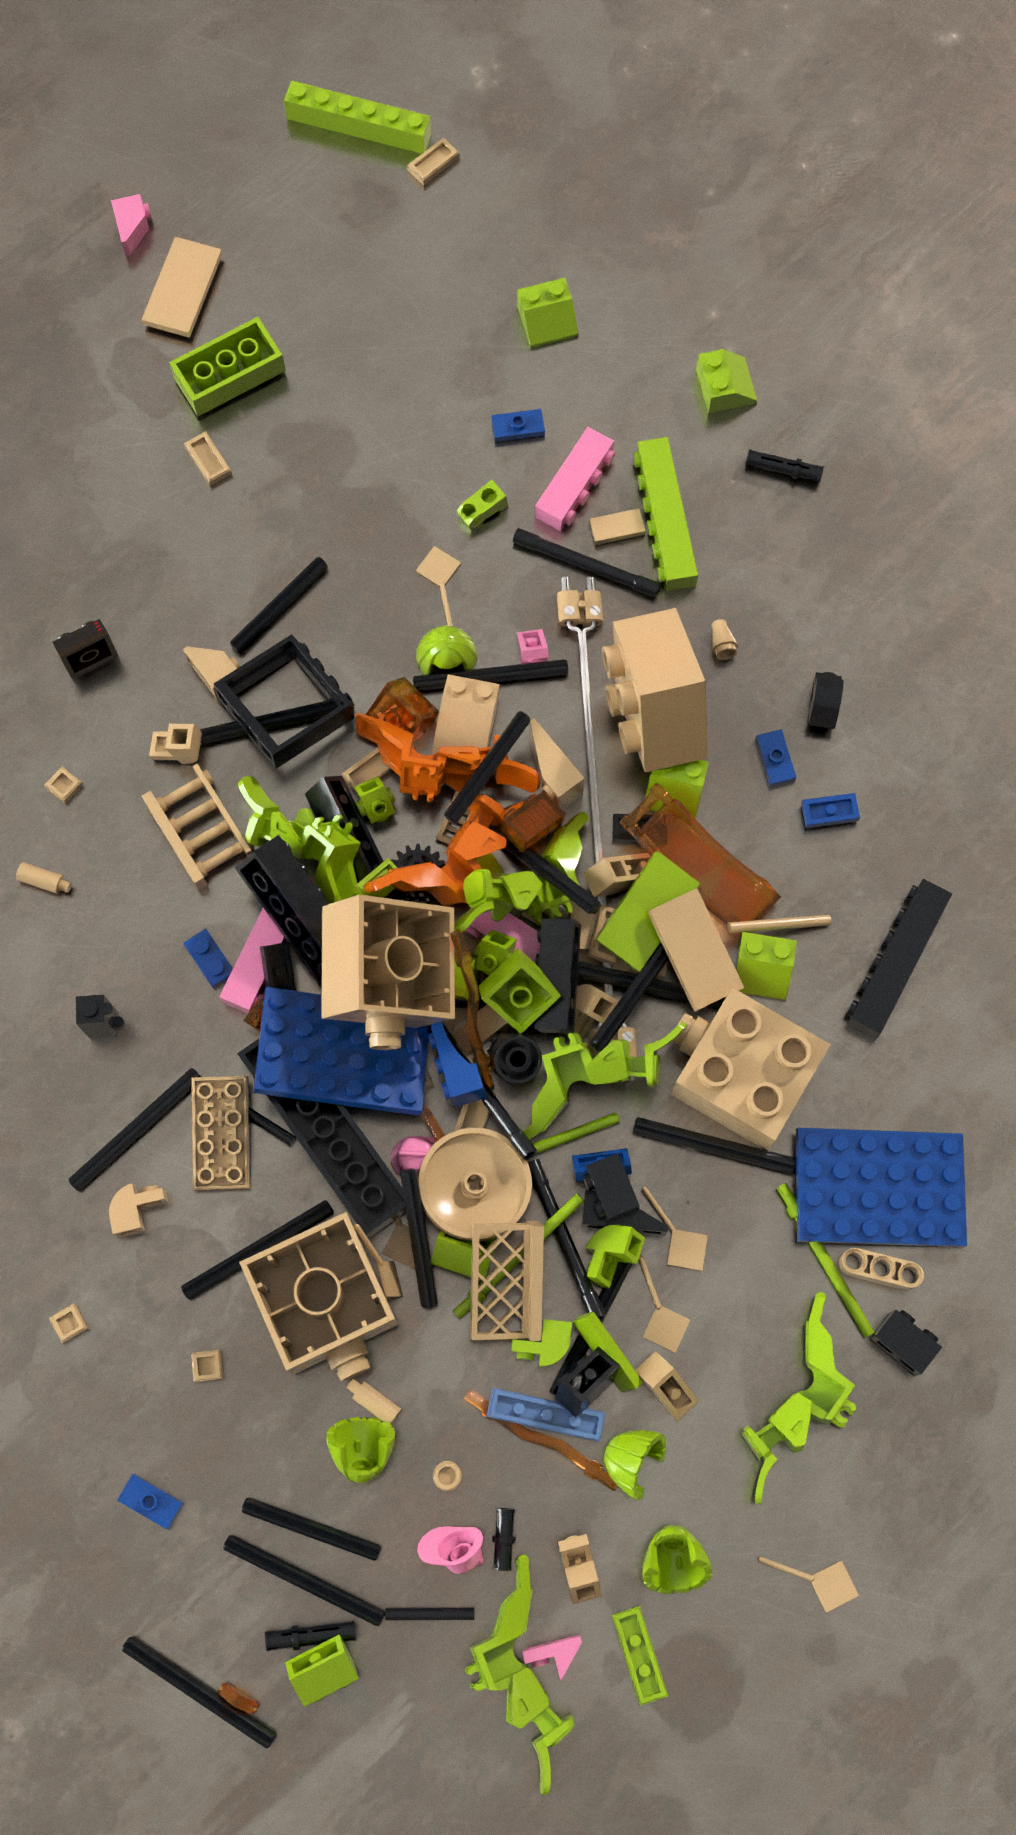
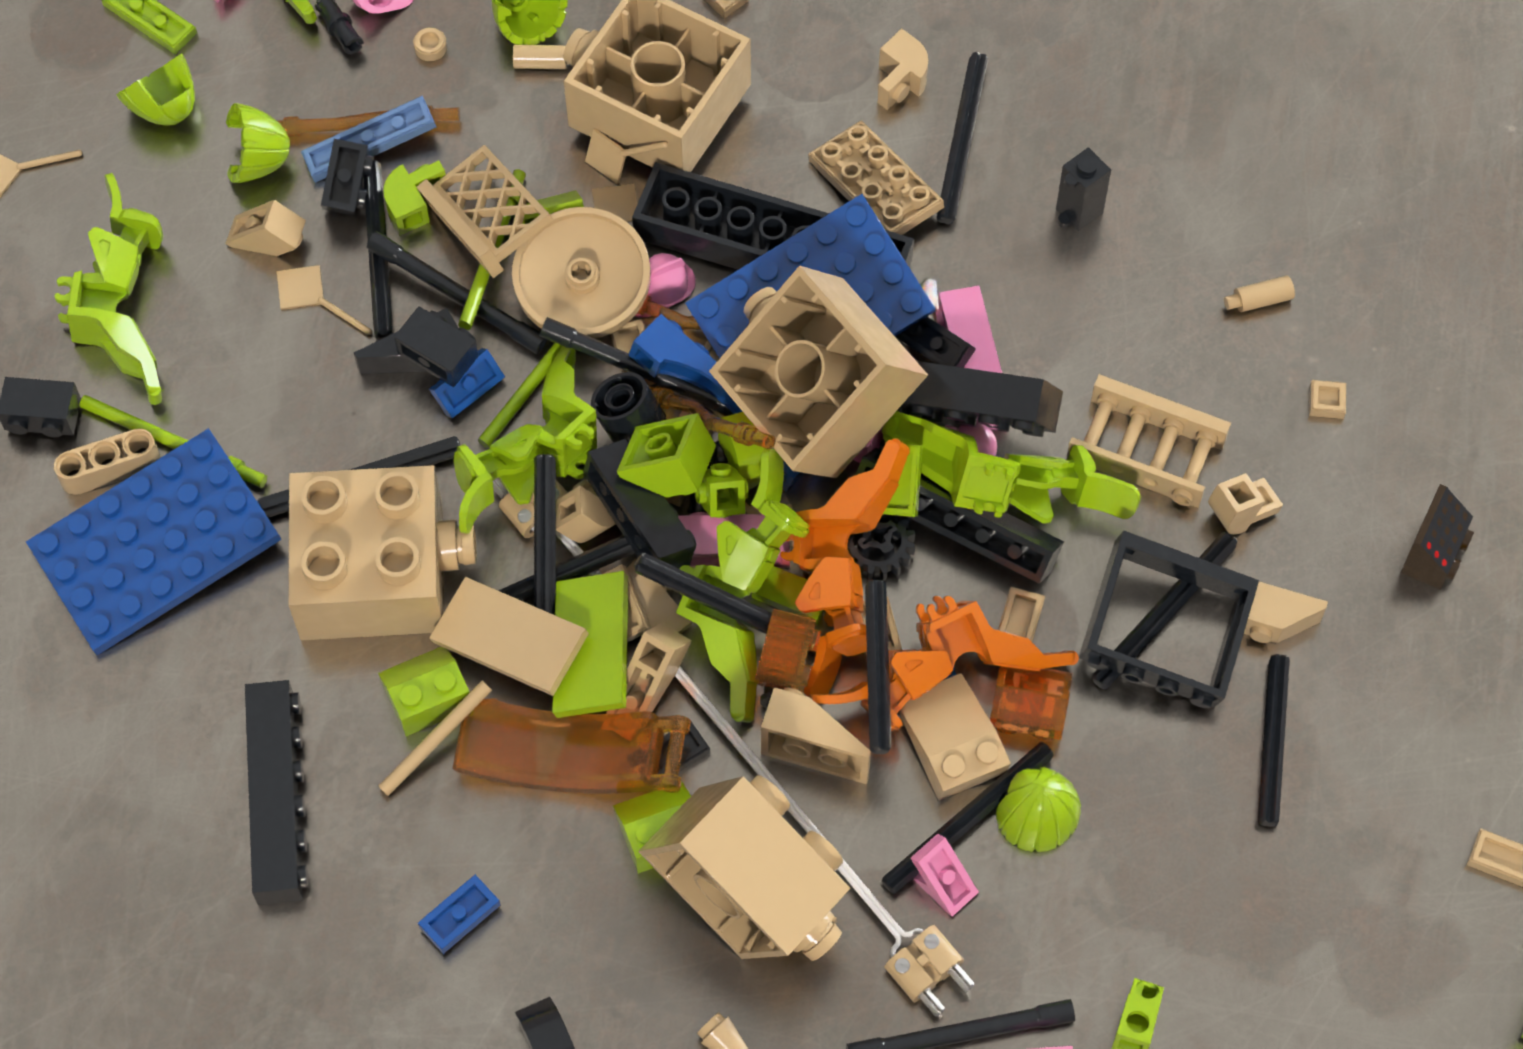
camera: 145 degrees right, 10 degrees down
(209, 958) = (1026, 330): blue plate -> none
(232, 1265) = (758, 107): black axle -> none
(375, 800) = (983, 581): lime brick -> none
(418, 1237) = (603, 196): black axle -> none
(439, 568) = (1130, 911): tan piece -> none
(579, 1568) = (249, 38): tan brick -> none
(597, 1335) = (344, 217): lime tile -> none
(608, 1248) = (397, 301): lime brick -> none
(685, 1248) = (329, 367): tan piece -> none
(775, 758) = (565, 940): blue plate -> none

